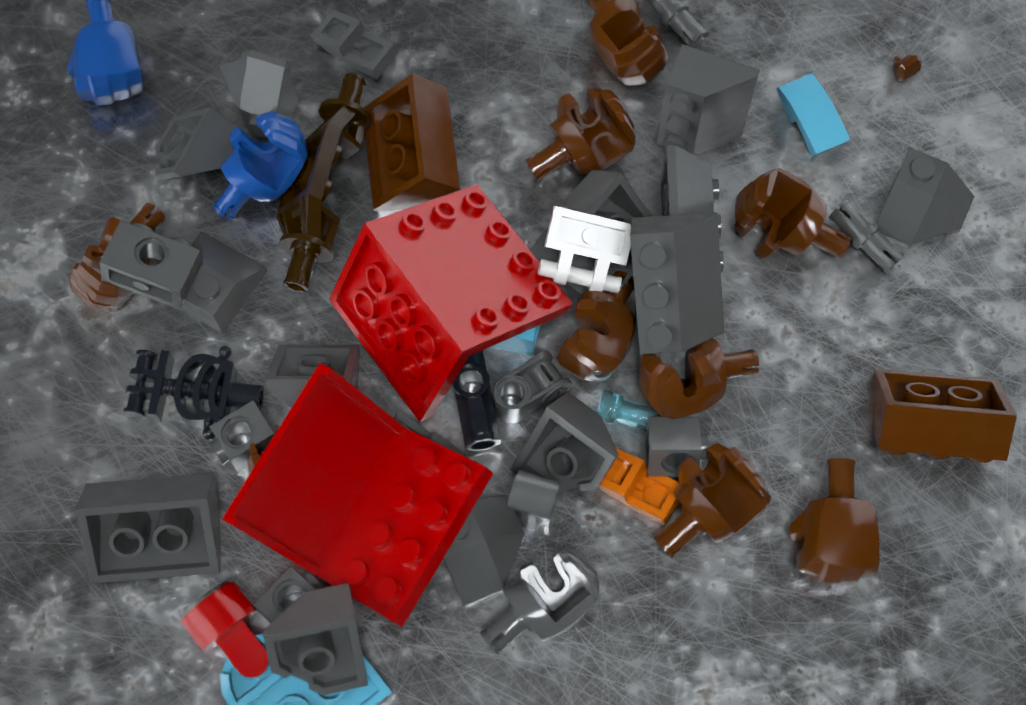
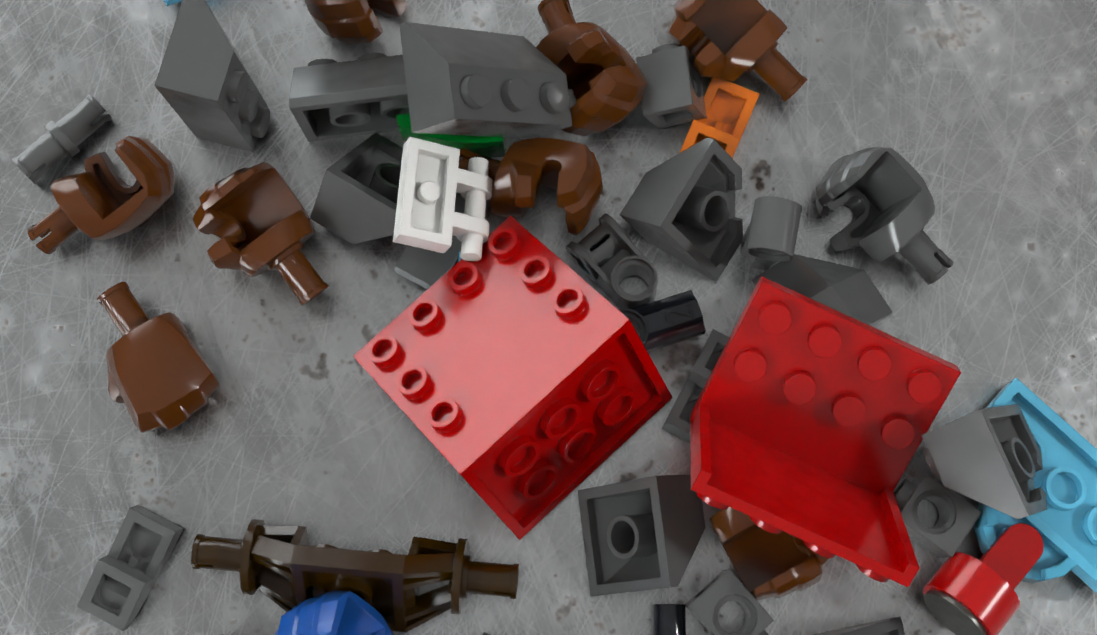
camera: 95 degrees left, 10 degrees up
(411, 145) = (290, 461): reddish brown slope -> none
(492, 58) = (154, 364): none -> reddish brown piece
(618, 410) = (628, 161): clear light blue pin -> none

